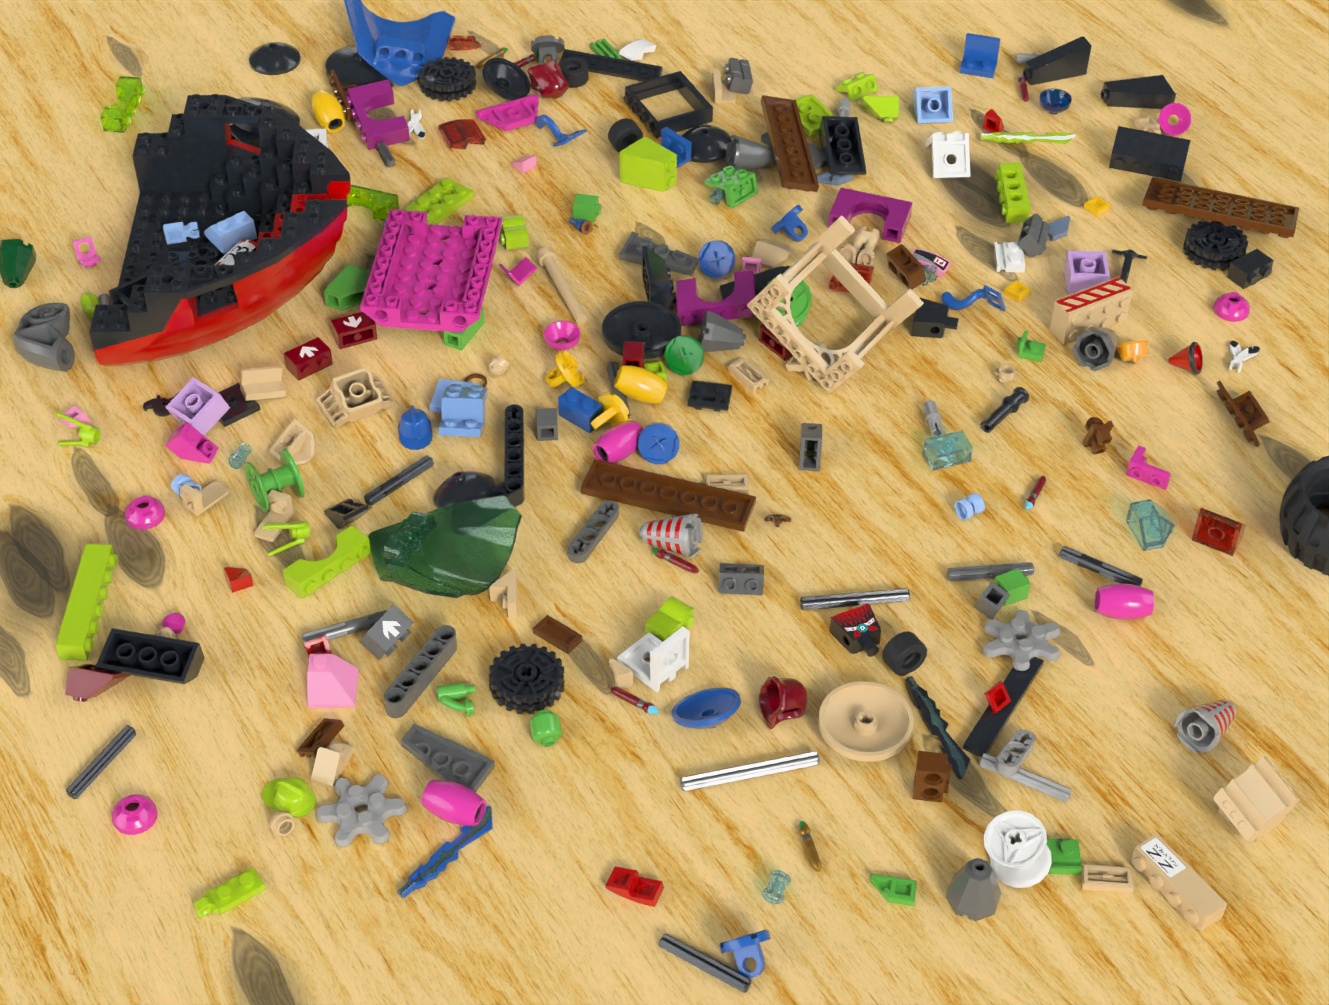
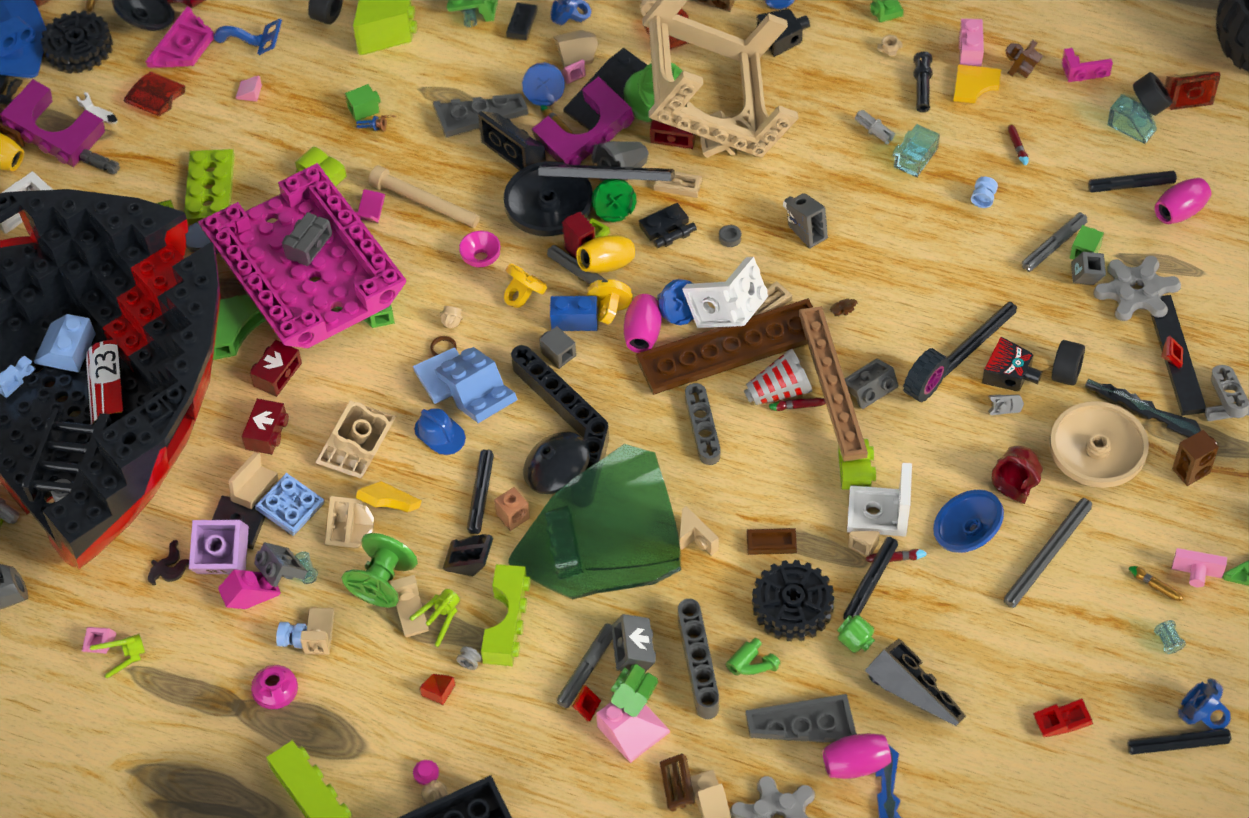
camera: 35 degrees left, 10 degrees up
(224, 439) = (278, 561): none -> dark grey bracket
(271, 412) = (289, 504): none -> light blue tile
(276, 572) = (469, 658): none -> light grey bush
(334, 443) = (385, 495): none -> yellow tile
(350, 657) = (633, 689): none -> bright green brick
(403, 500) = (512, 508): none -> nougat brick
(445, 257) = (306, 239): none -> dark grey brick
(550, 779) = (900, 673): none -> wedge
(598, 700) = (871, 578): none -> black axle
(685, 457) = (733, 300): none -> white bracket
(692, 331) = (608, 172): none -> tile
(706, 288) = (546, 111): none -> pearl gold piece
(706, 558) = (833, 384): none -> medium nougat tile
(748, 428) = (730, 236): none -> dark grey tile
(750, 217) = (521, 21): none -> black plate
(781, 593) = (926, 375): none -> black wheel
(828, 653) = (1005, 404): none -> light grey piece
(854, 854) = (1199, 565): none -> bright pink tile
(1047, 432) = (974, 81): none -> yellow tile
(1070, 405) = (971, 42): none -> bright pink brick
(1178, 514) = (1152, 94): none -> black tyre

